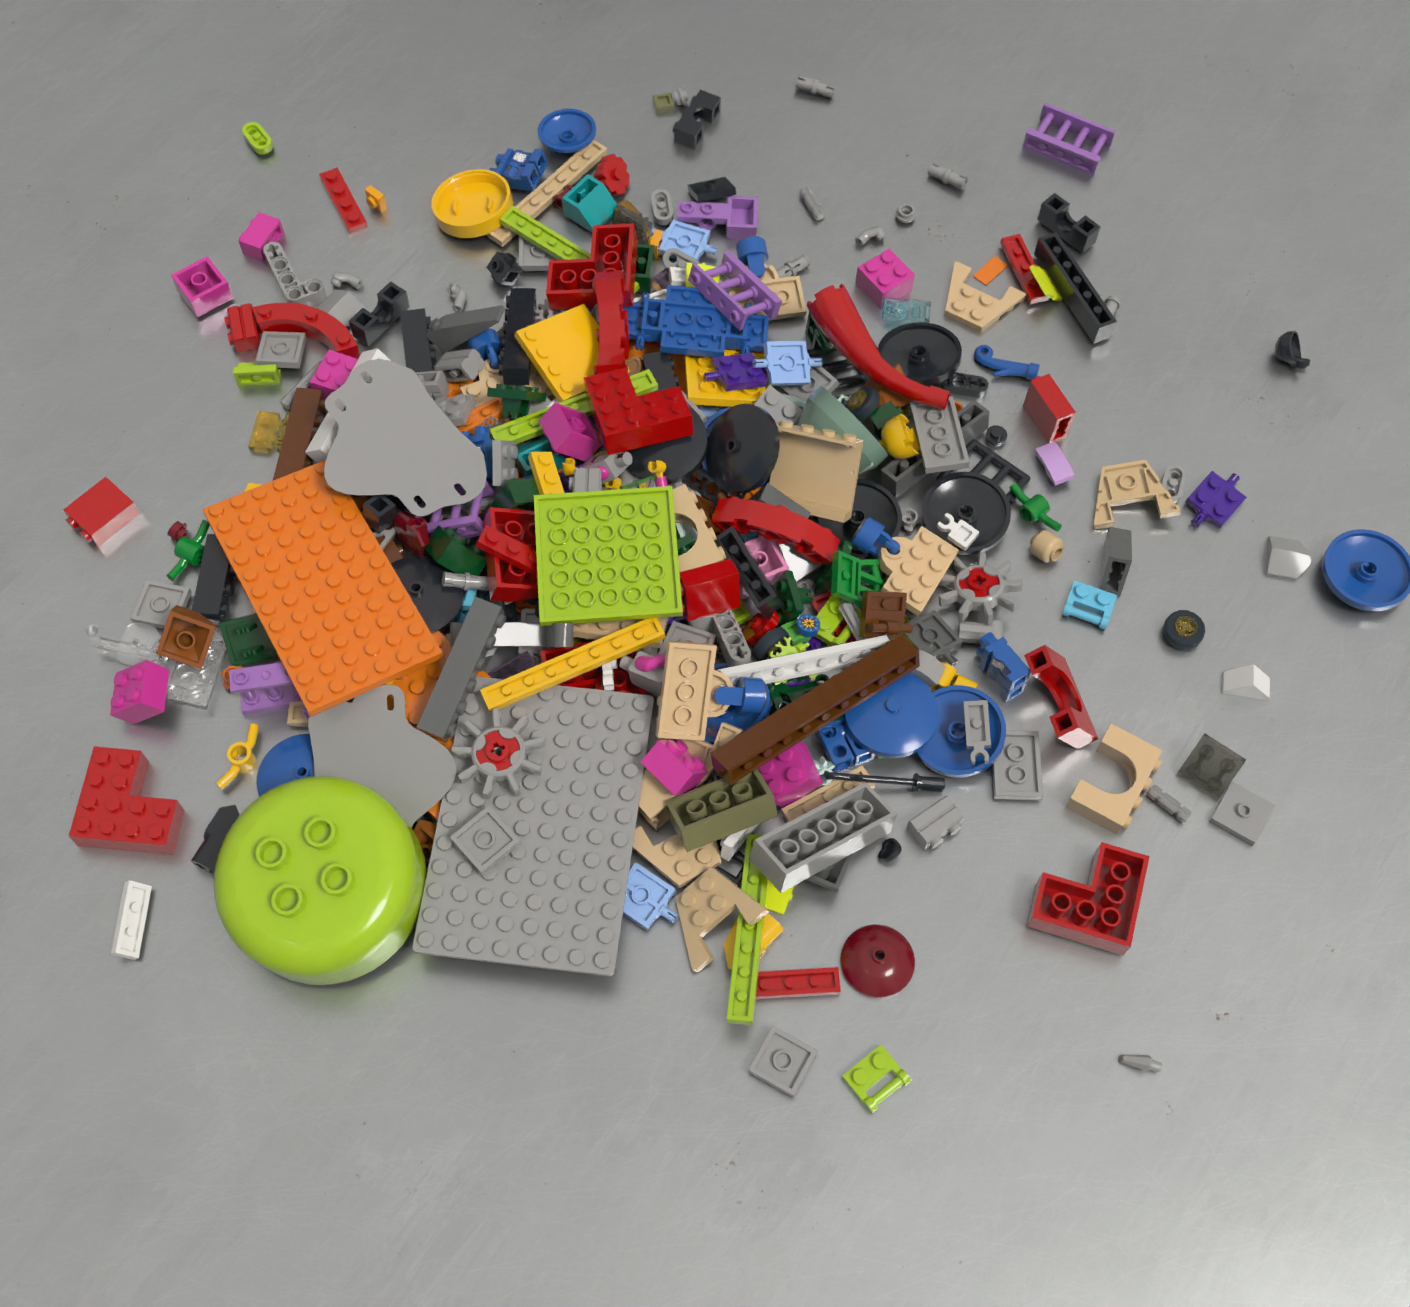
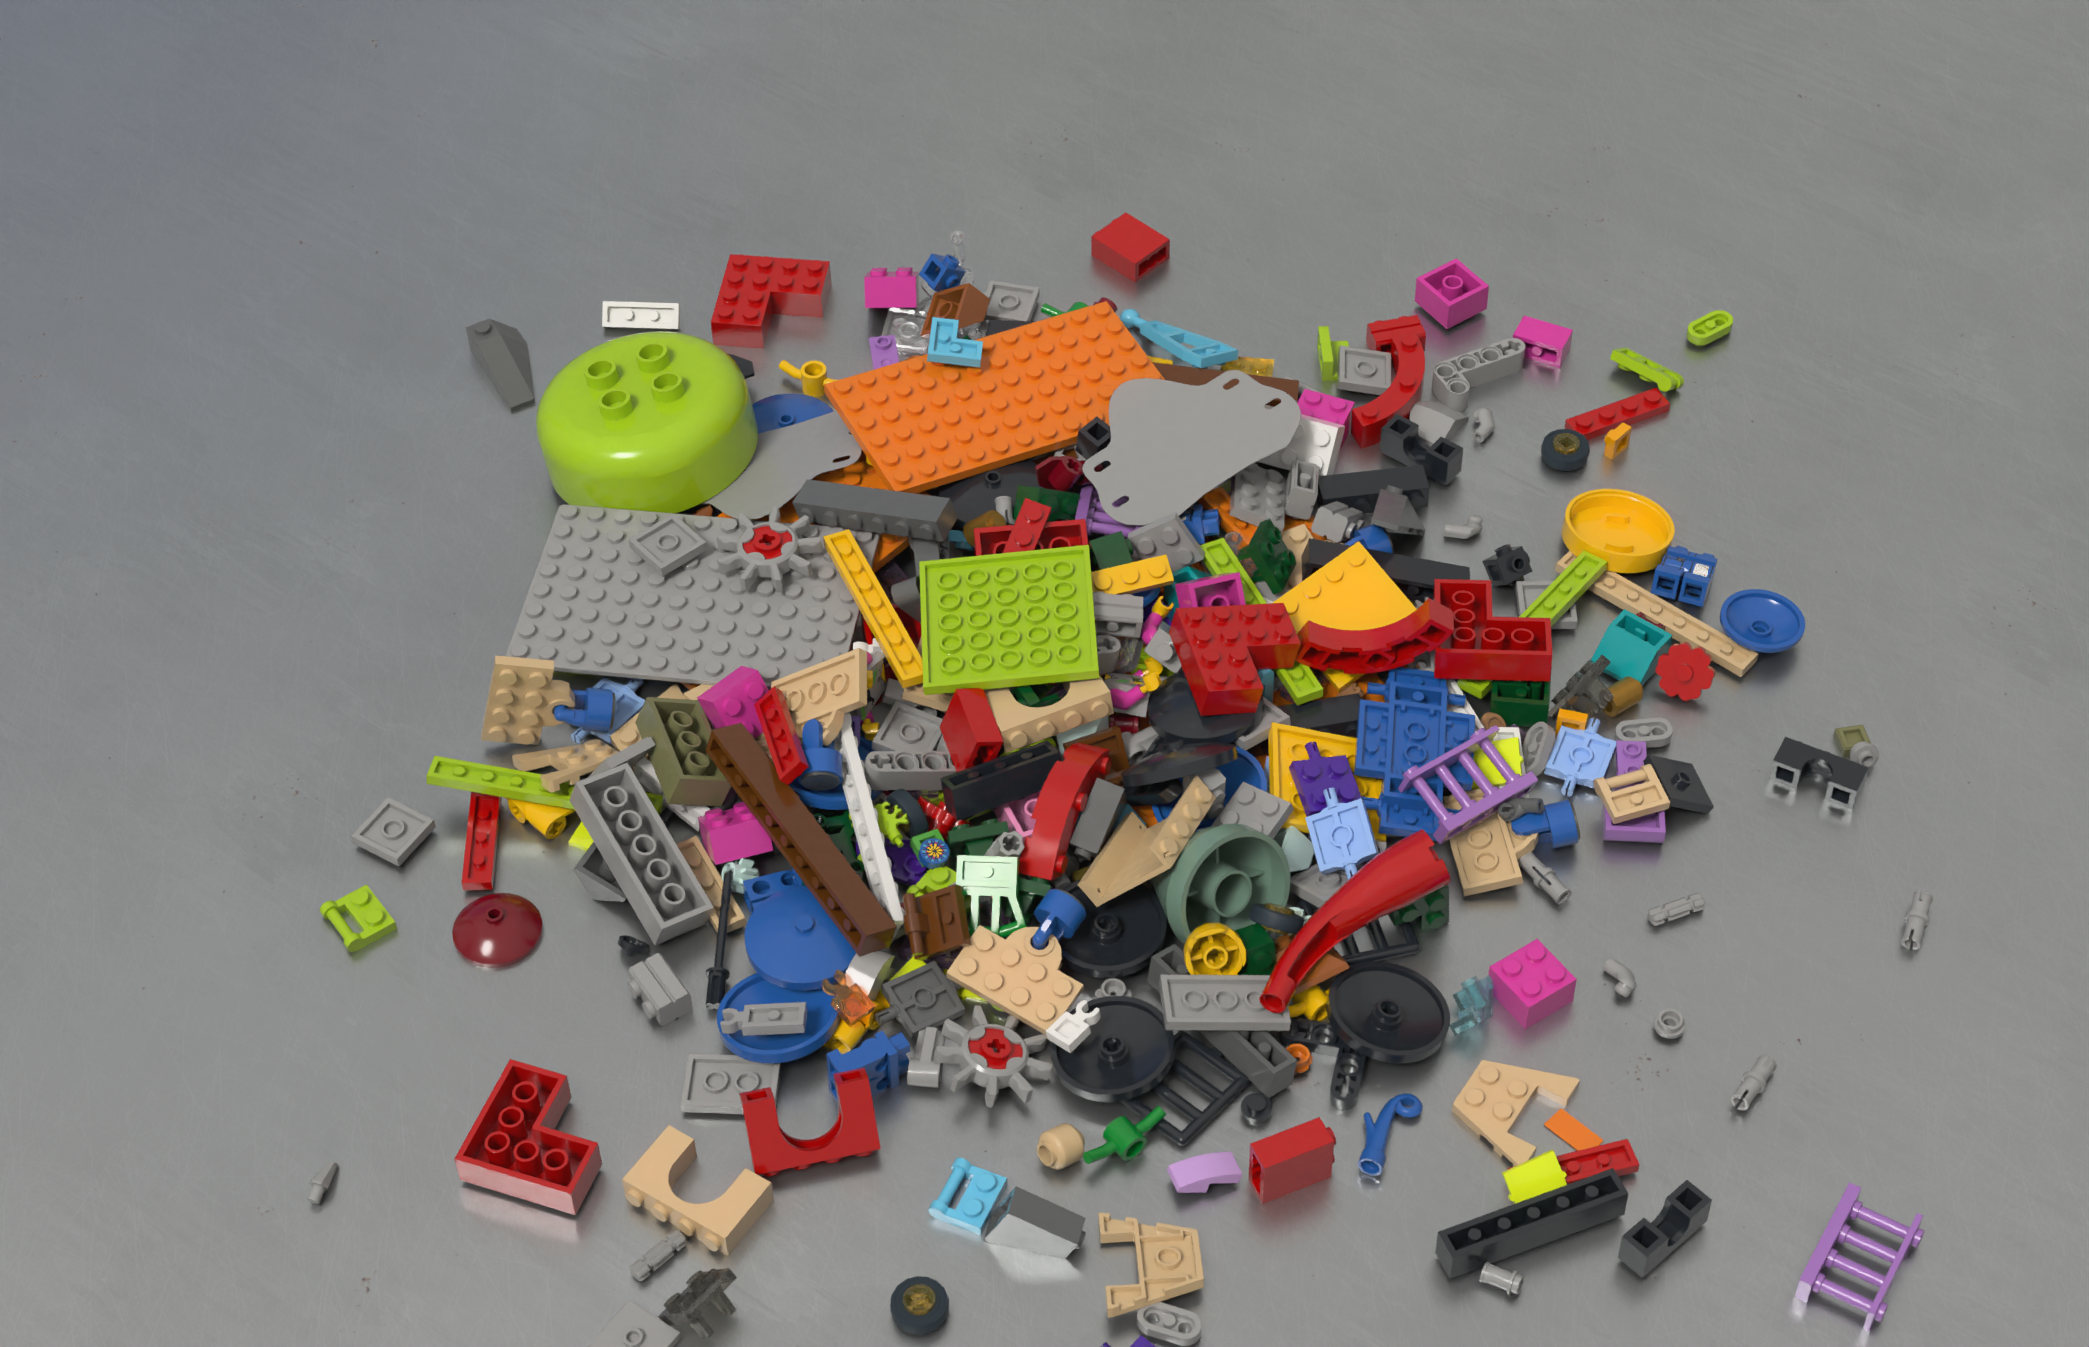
camera: 95 degrees right, 15 degrees down
(148, 639) = (942, 272): none -> blue brick
(178, 1046) = (504, 359): none -> dark grey wedge
(260, 446) = (1206, 350): none -> medium azure plate
(272, 615) = (948, 349): none -> medium azure plate
(299, 176) = (1648, 369): none -> lime plate
(380, 231) = (1565, 449): none -> black wheel
(477, 586) = (989, 519): none -> pearl gold brick
(666, 897) = (526, 699): none -> tan plate
(725, 720) = (781, 735): none -> red plate
(737, 205) = (1633, 800): none -> tan plate
(737, 858) = (631, 754): none -> light grey plate
(748, 260) = (1518, 807): none -> dark grey arm
(814, 570) = (1007, 845): none -> light grey piece
(952, 674) = (849, 1002): none -> clear orange plate

